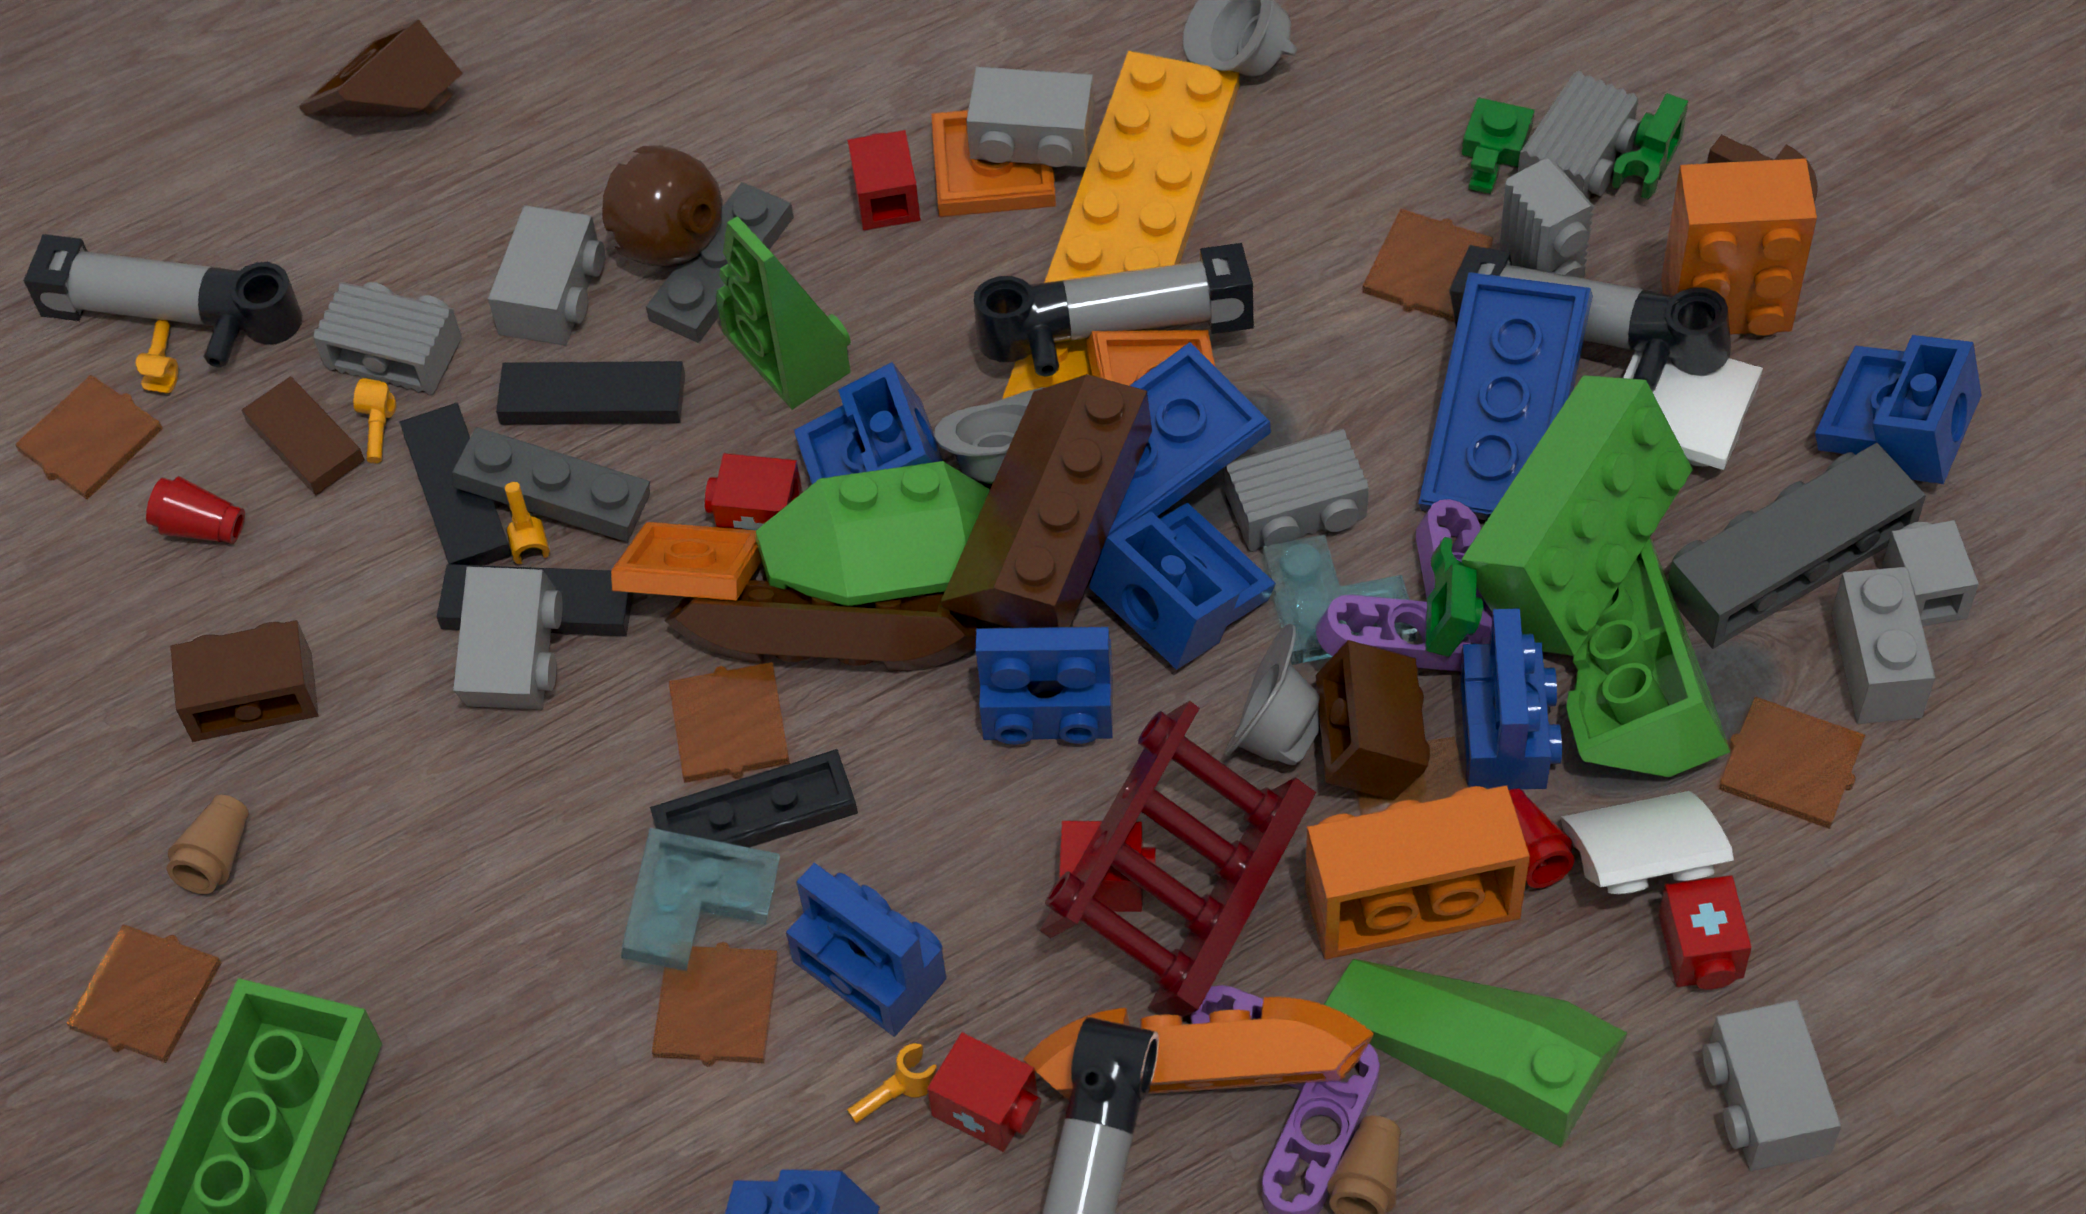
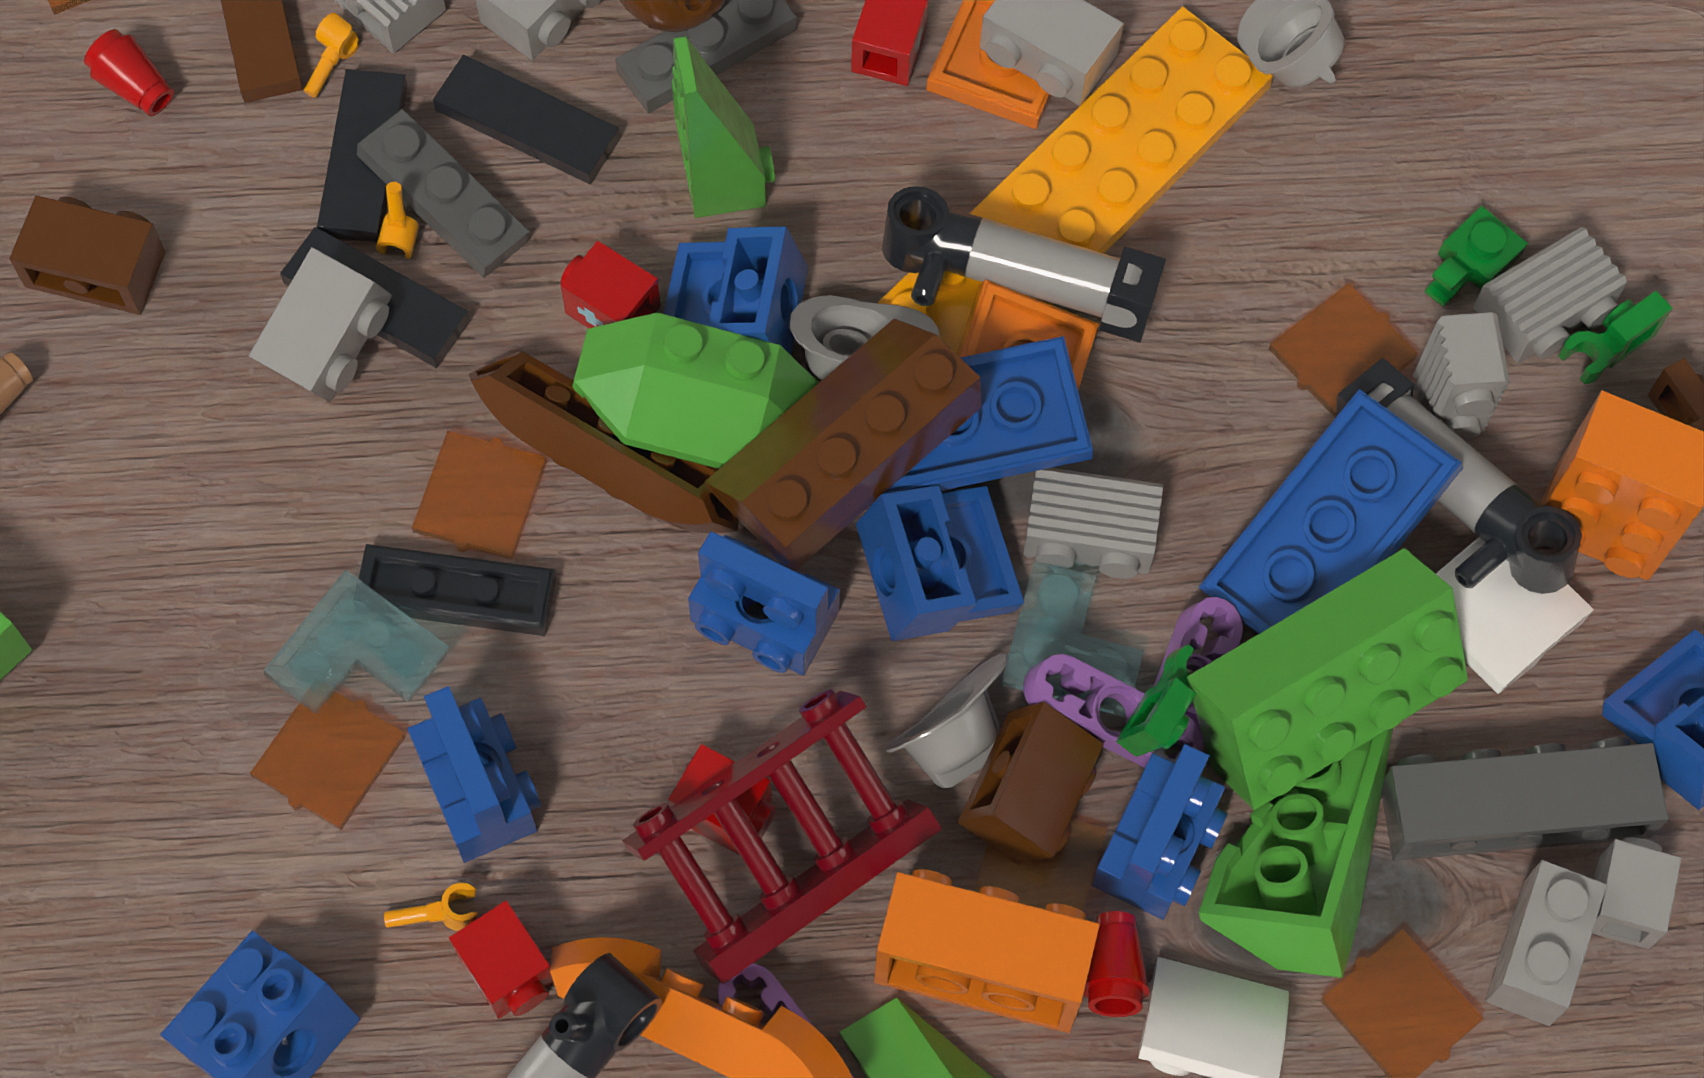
camera: 20 degrees right, 10 degrees up
(687, 561) = (514, 329): orange tile -> none

